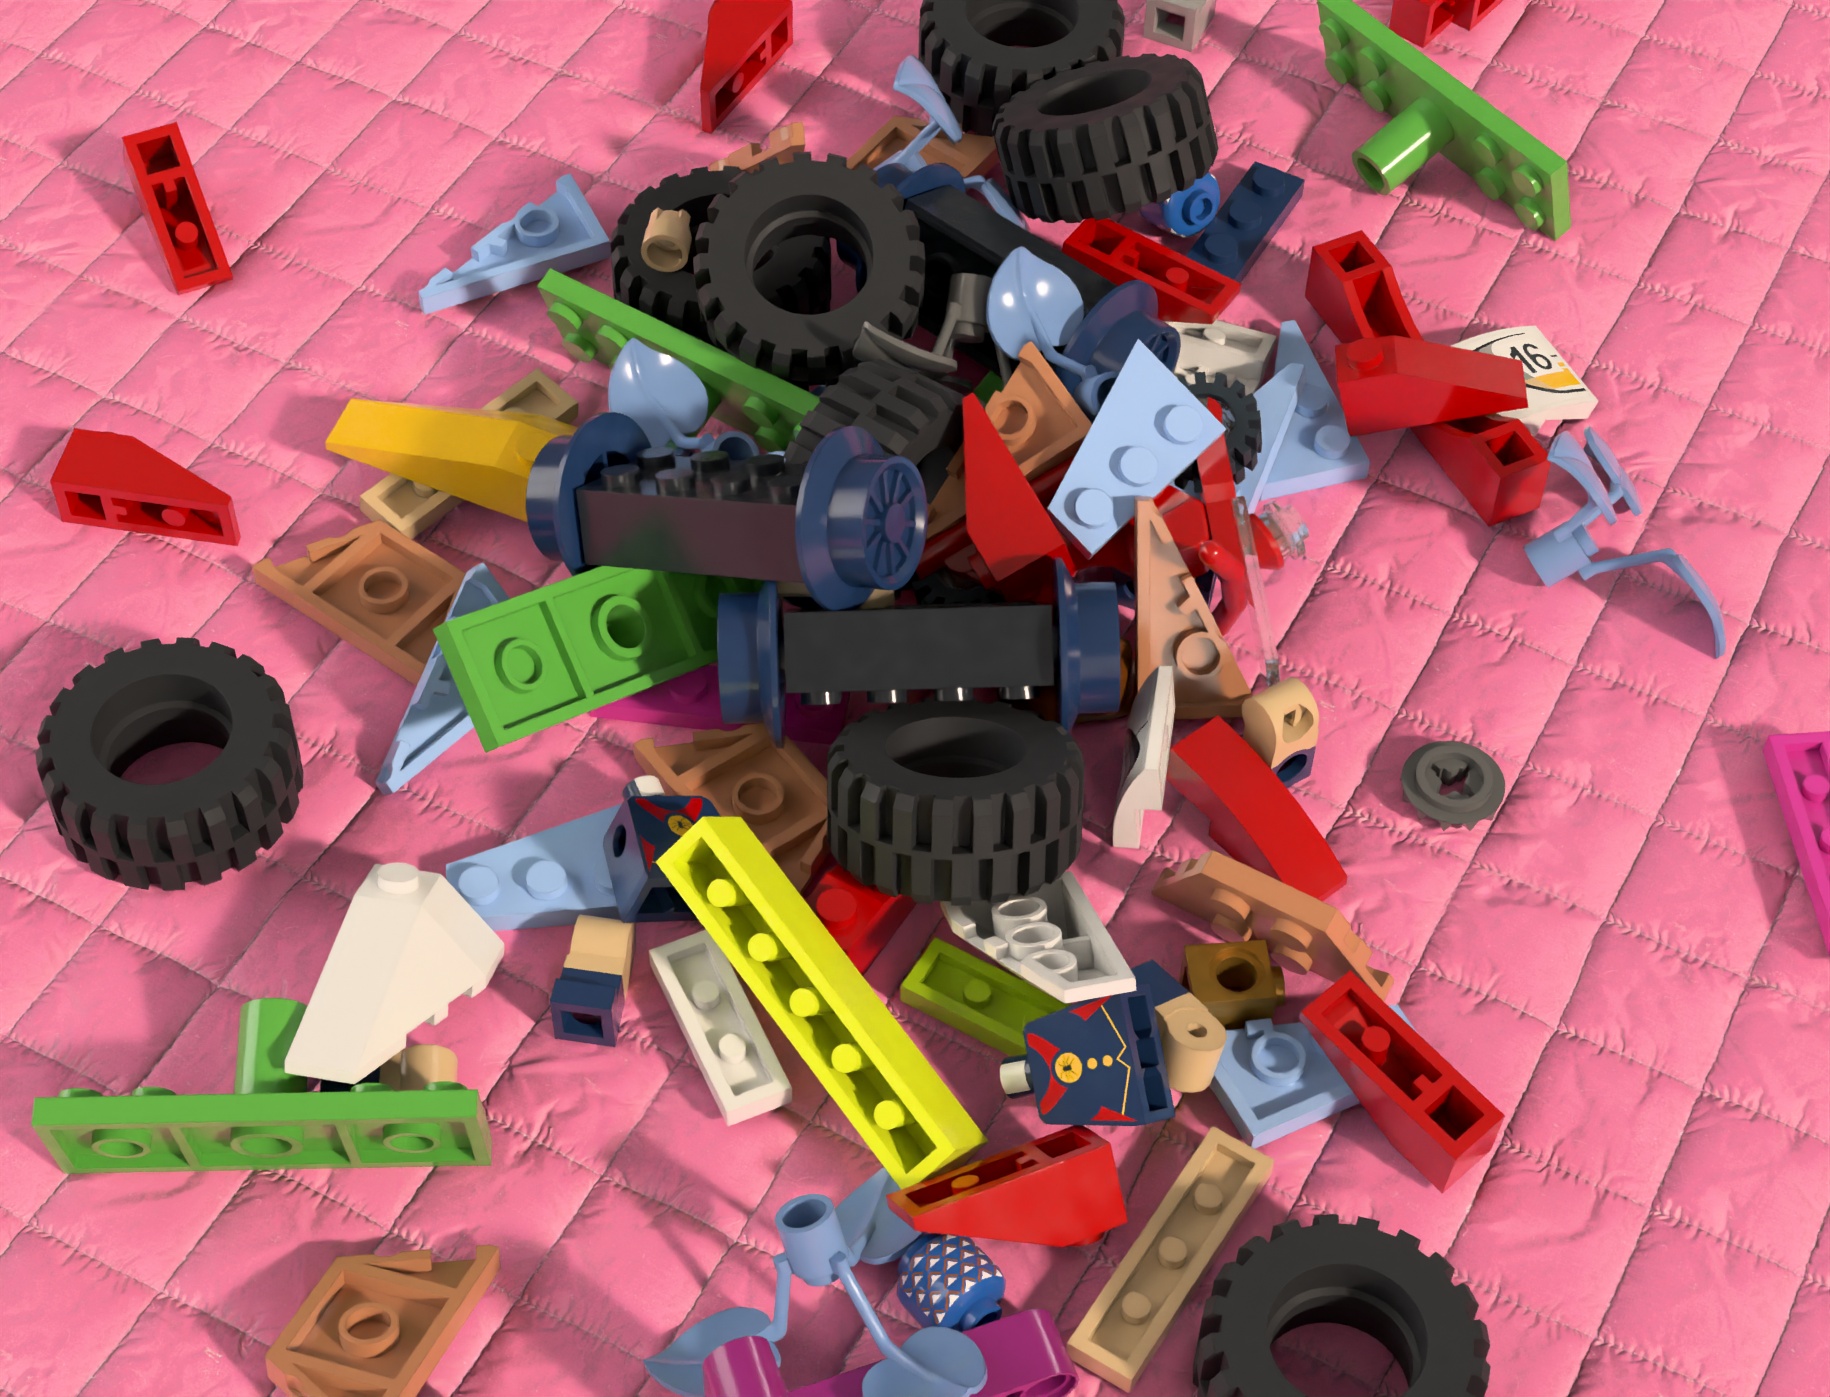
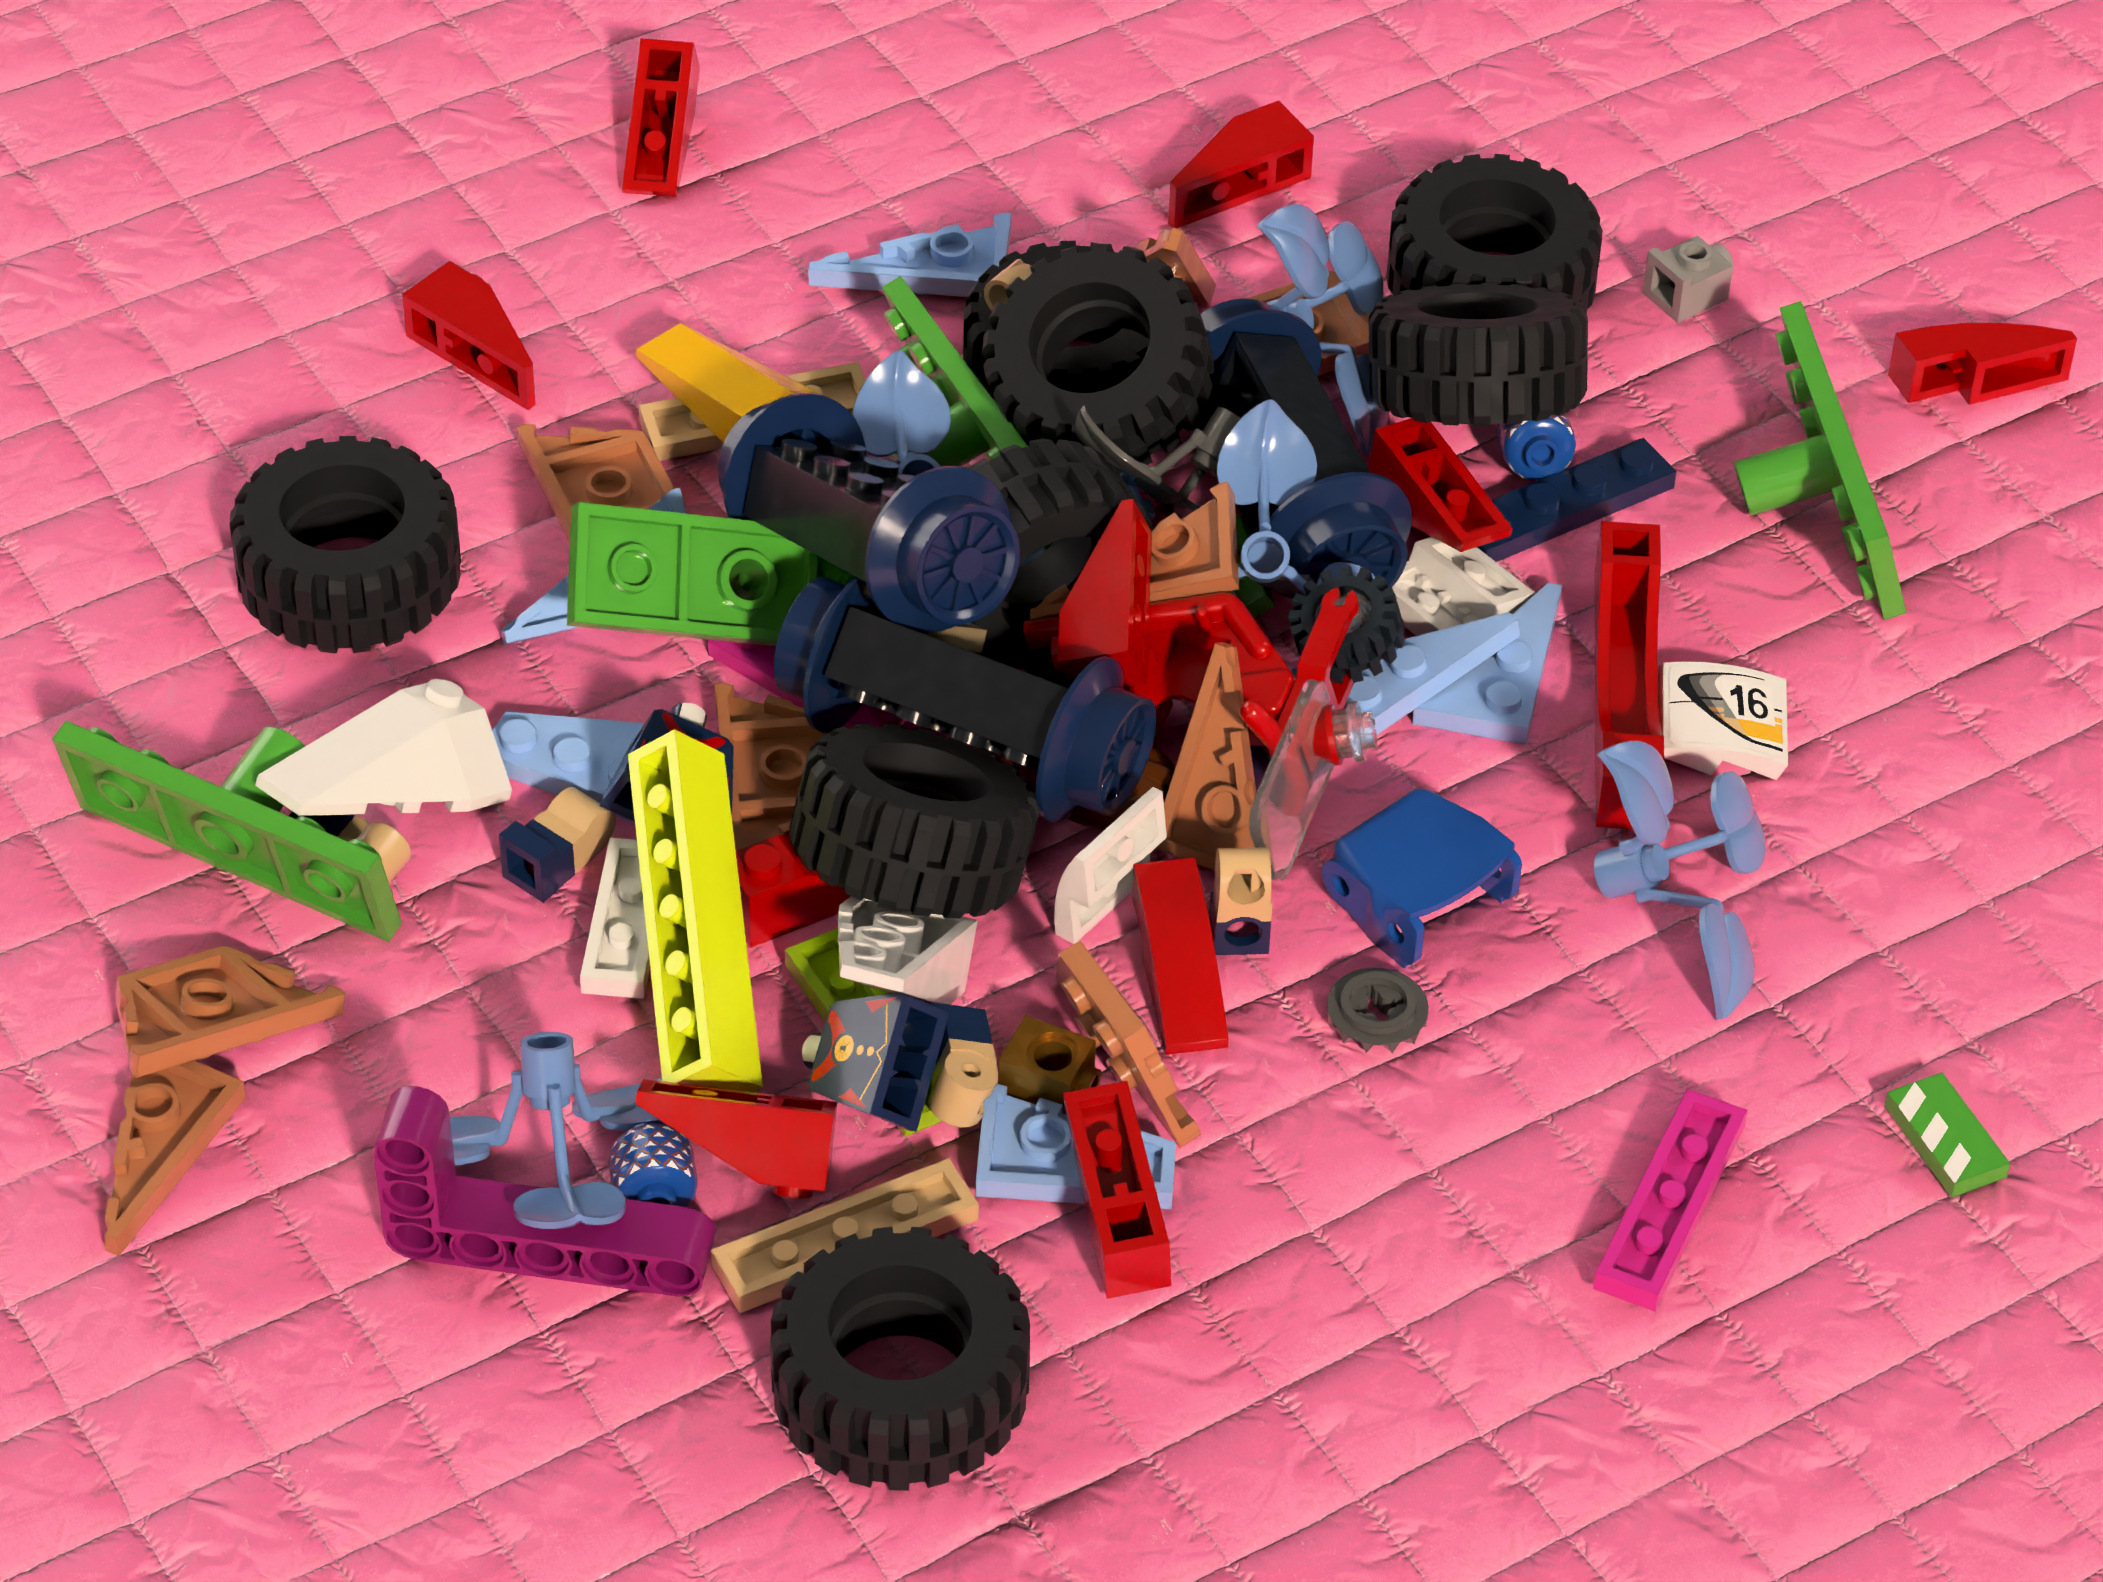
camera: 30 degrees right, 5 degrees down
(1134, 448) = (1253, 602): light blue wing -> none
(1398, 637) = (1414, 863): none -> blue piece
(1418, 382) = (1599, 671): red slope -> none

